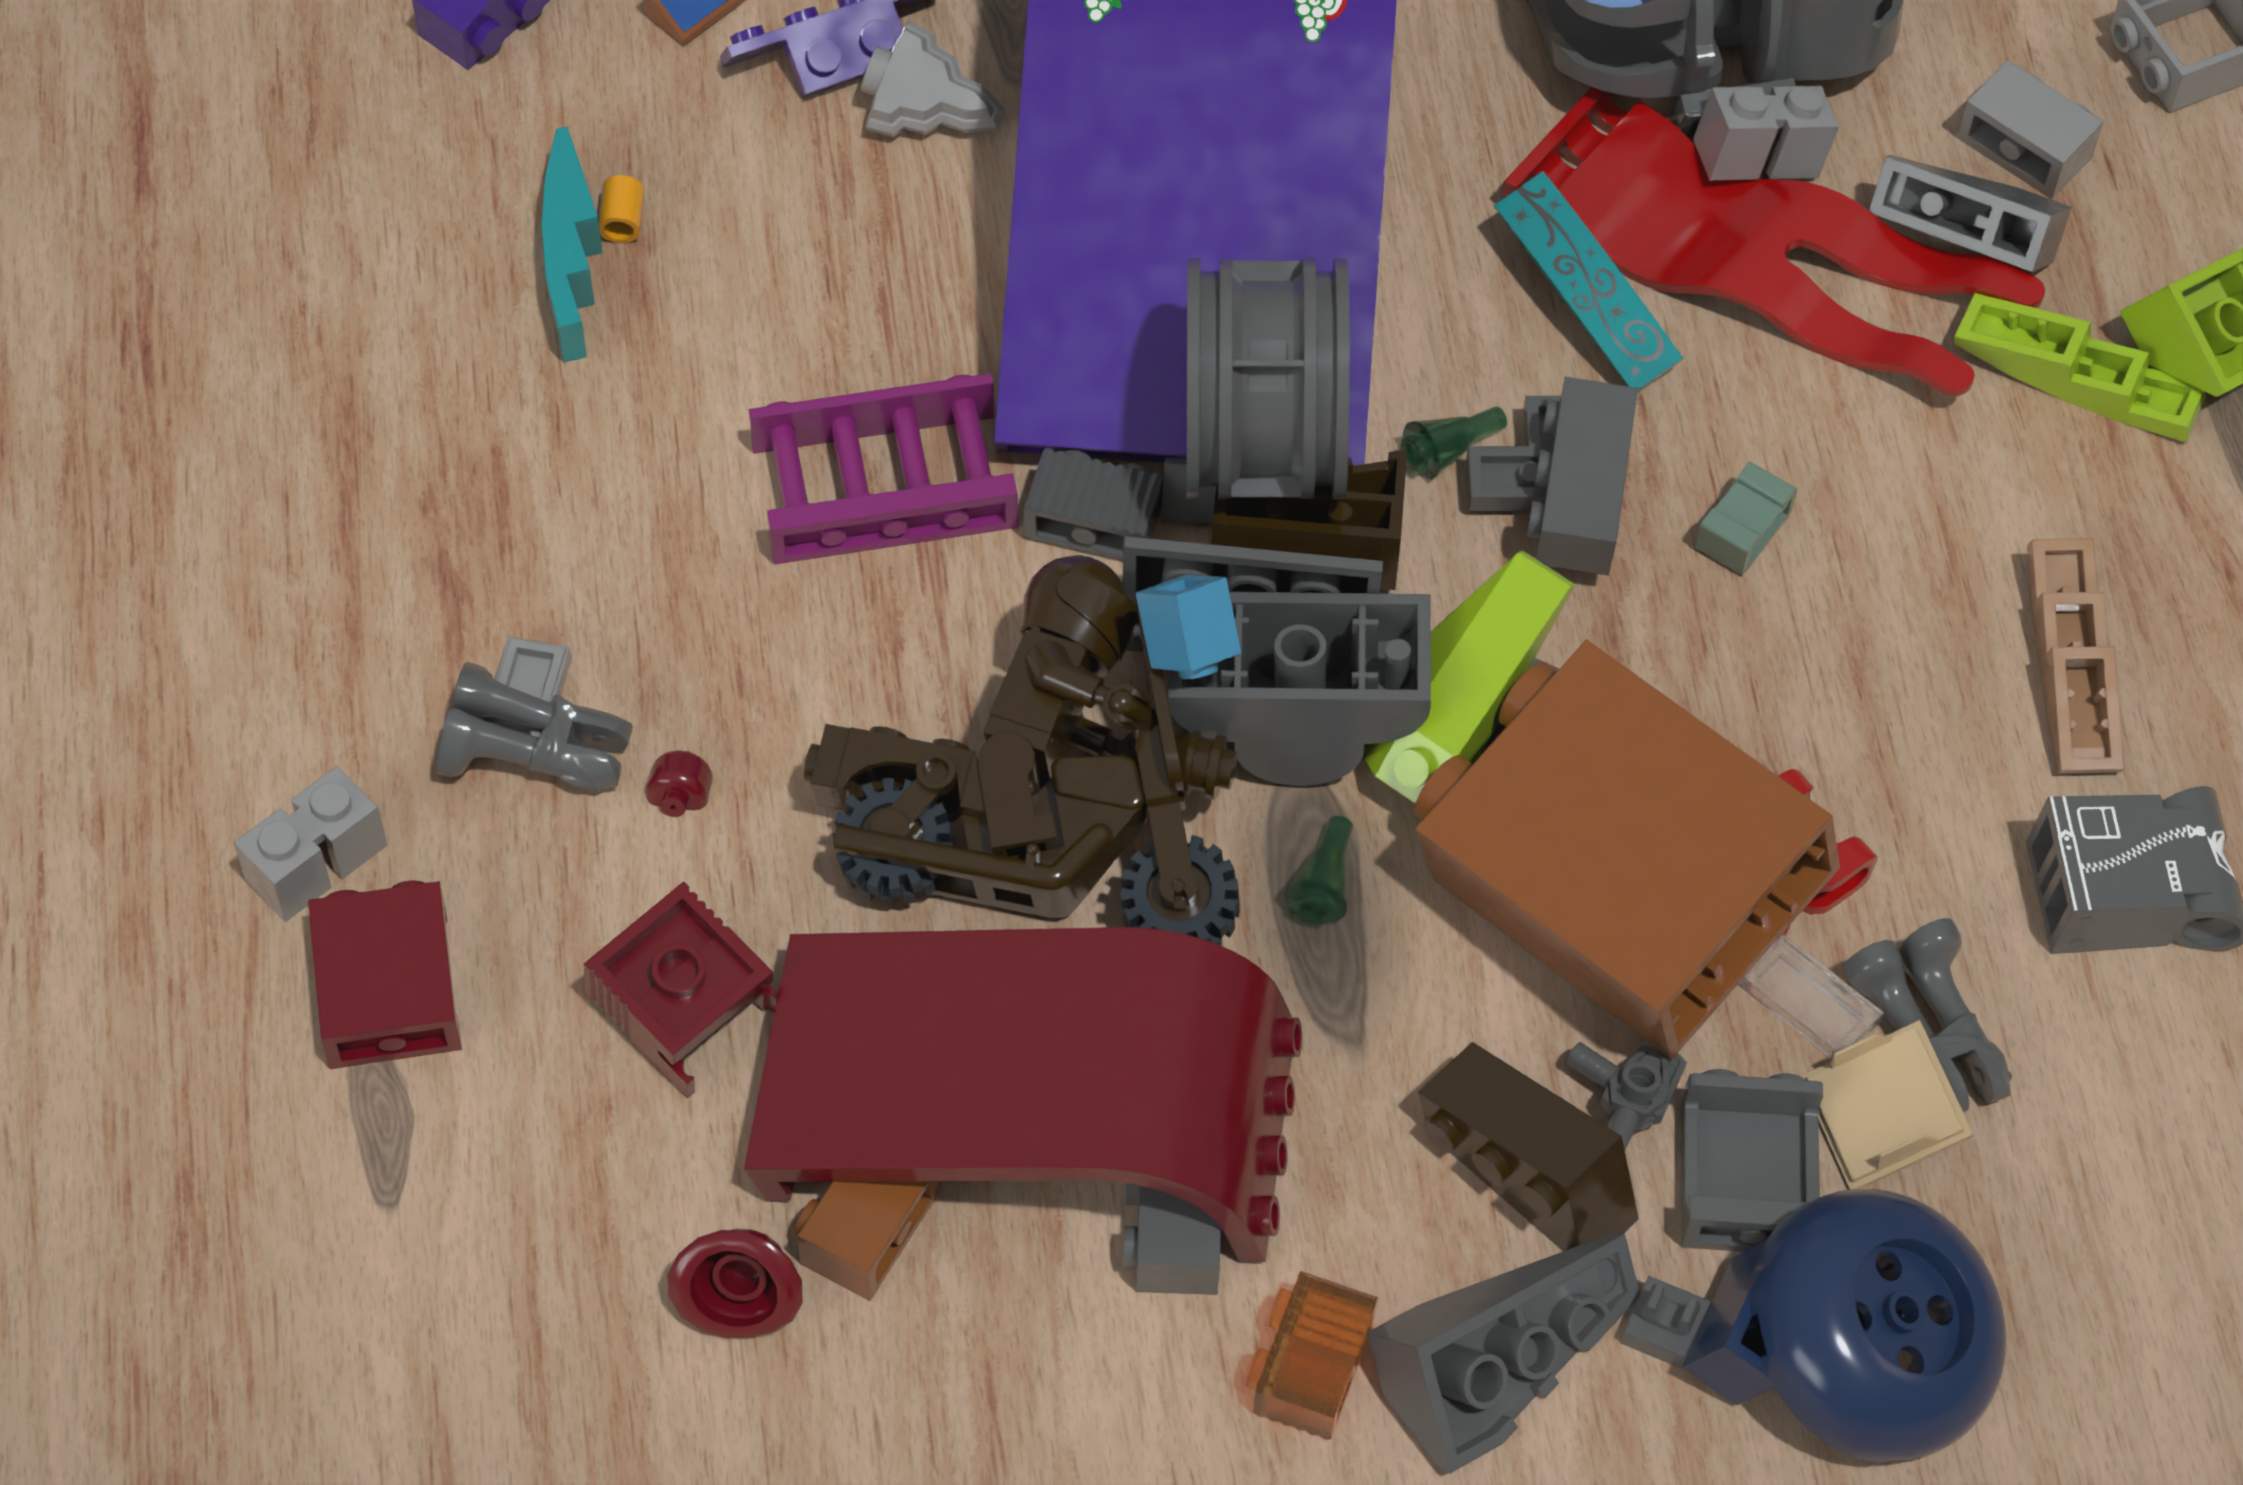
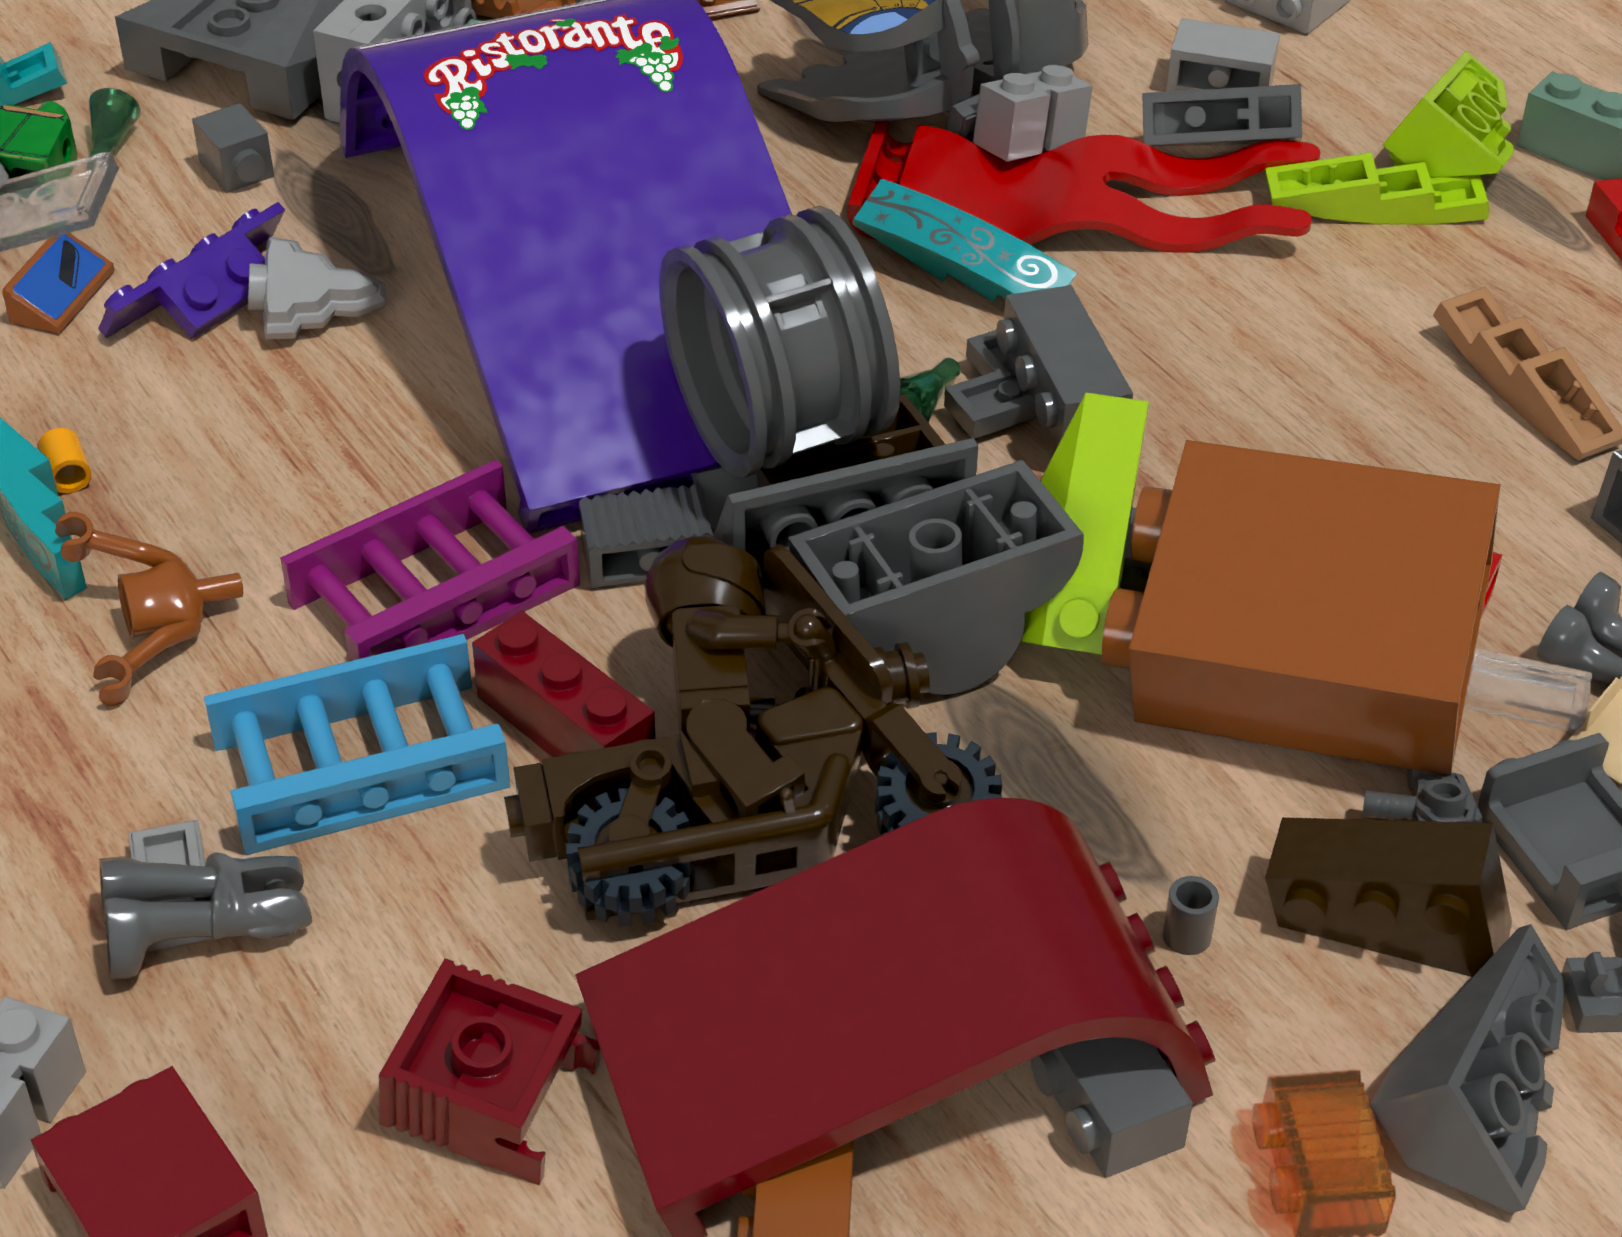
camera: 25 degrees left, 15 degrees down
(630, 406) = (154, 601): none -> dark orange piece
(679, 782) = (371, 900): dark red piece -> none
(723, 677) = (366, 788): none -> dark azure fence
(923, 654) = (554, 691): none -> dark red brick
(1189, 624) = (838, 536): dark azure brick -> none
(1320, 886) = (1047, 756): clear green cone -> none
(1350, 1079) = (1190, 915): none -> dark grey hinge
(1746, 518) = (1204, 367): sand green piece -> none

